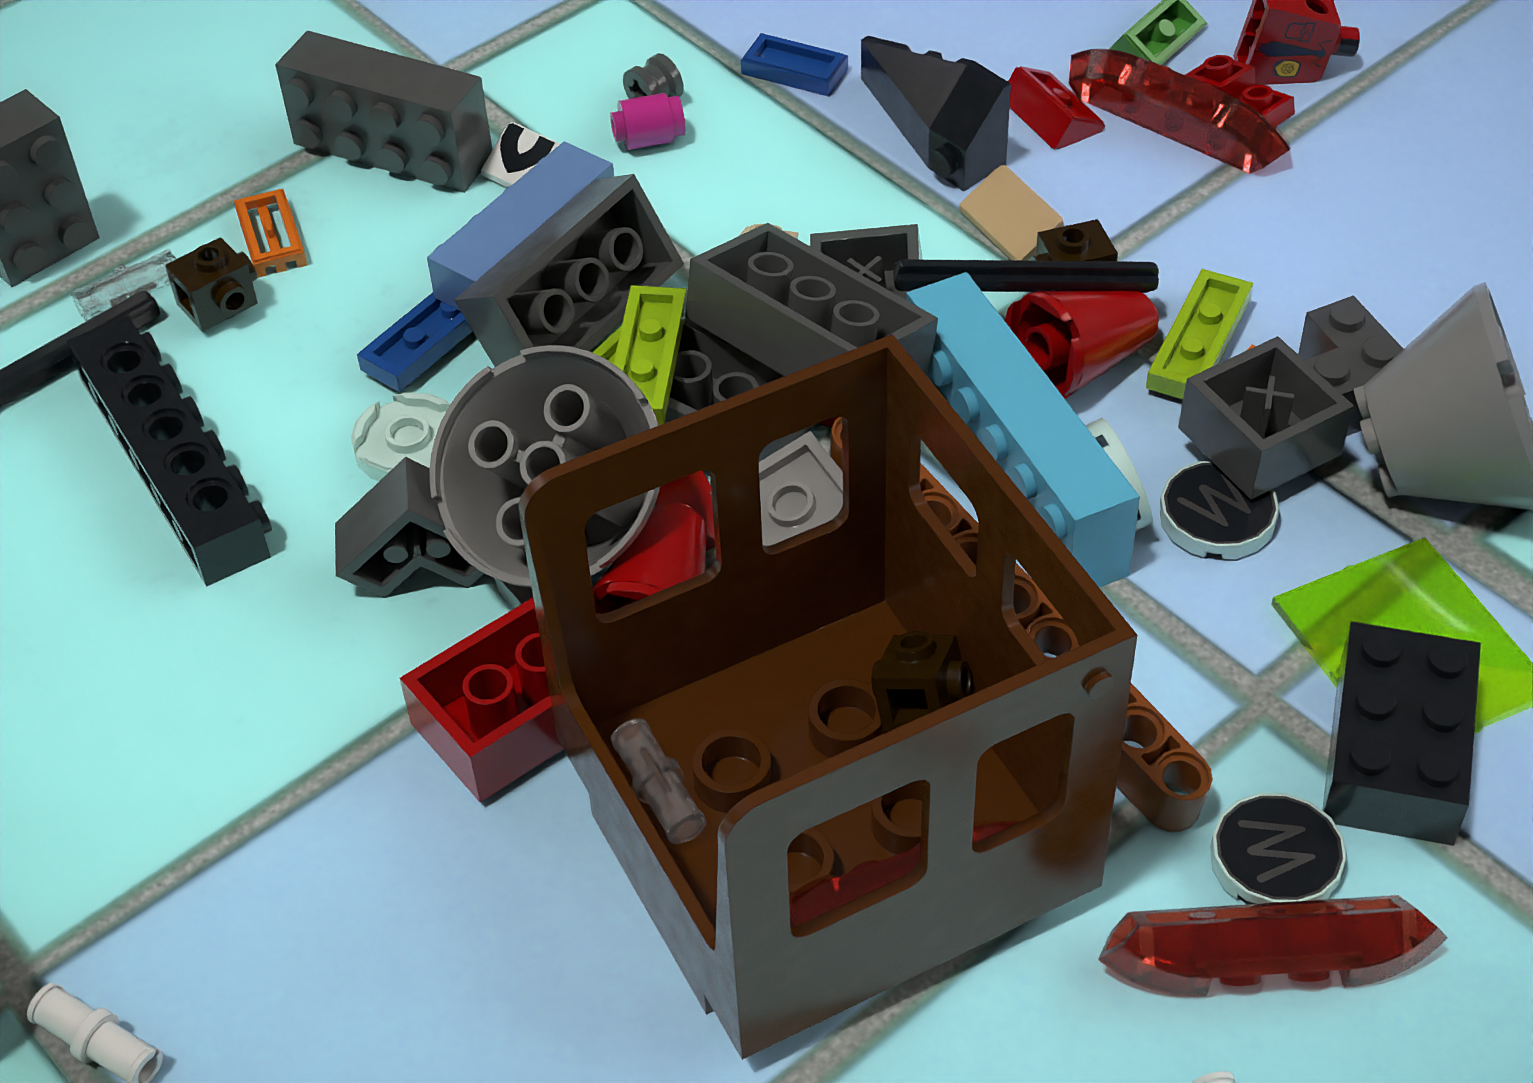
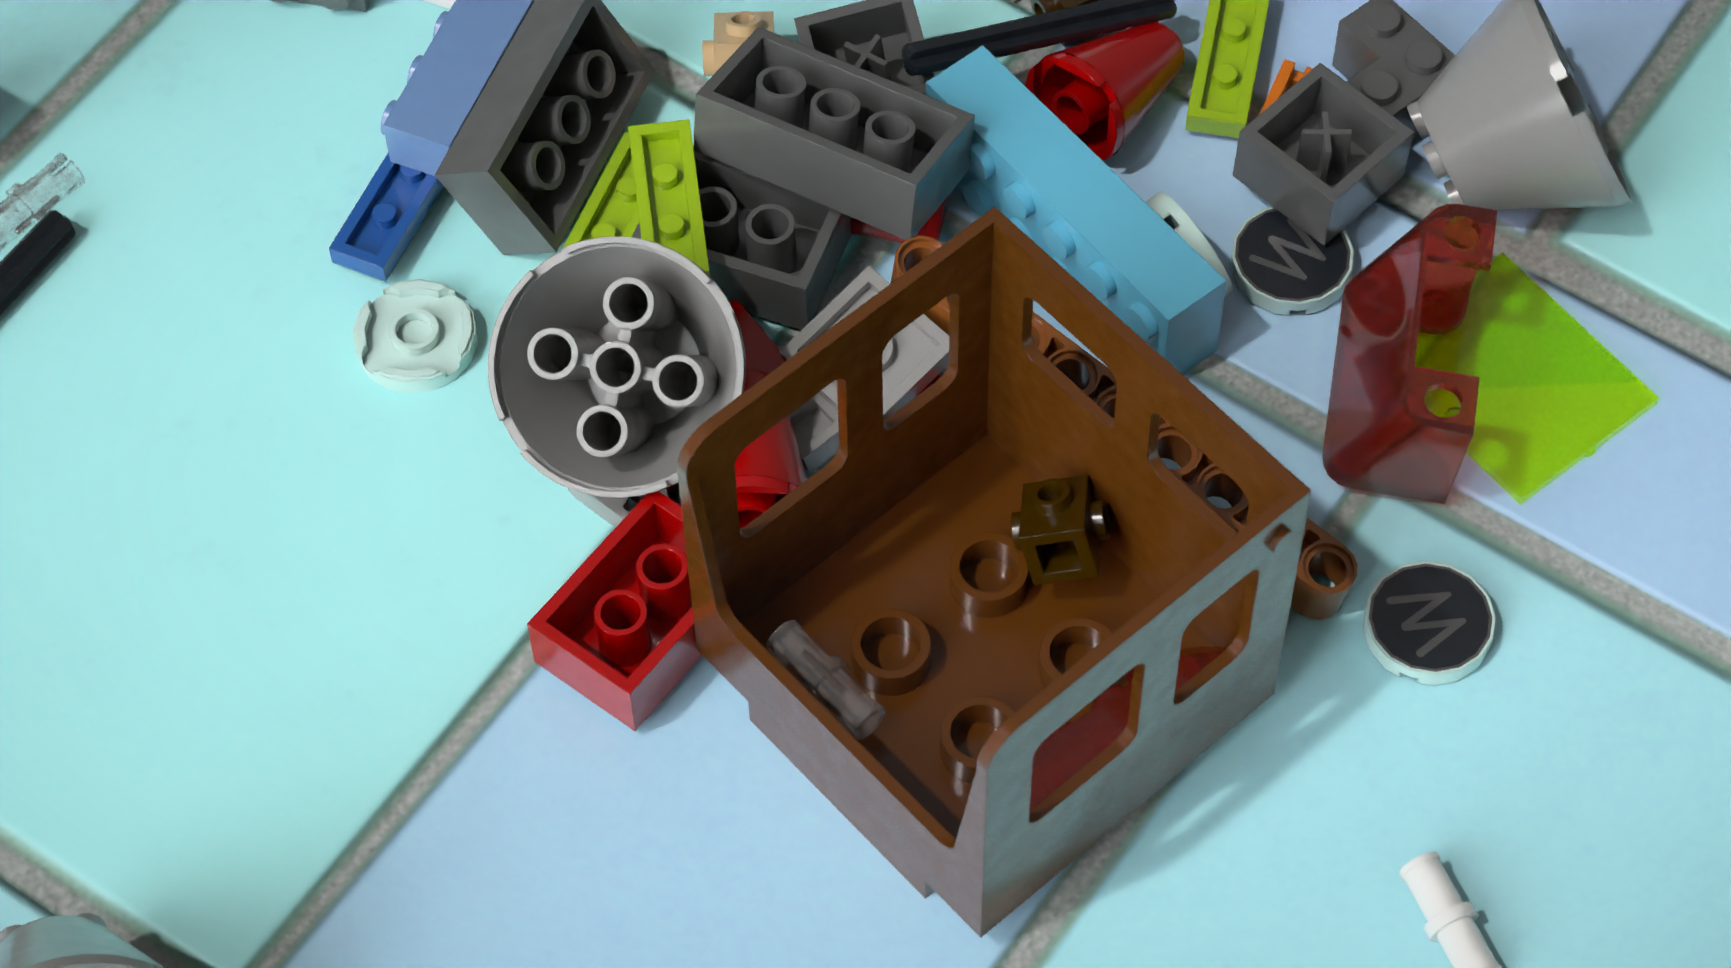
camera: 15 degrees left, 10 degrees up
(170, 450) = (252, 501): black brick -> none
(212, 283) = (133, 190): dark brown brick -> none
(276, 256) = (183, 137): orange tile -> none
(395, 533) = (457, 457): dark grey brick -> none
(1239, 943) = (1416, 722): clear red brick -> none
(1335, 540) = (1377, 413): none -> clear red windscreen
(1403, 733) = (1528, 480): black brick -> none

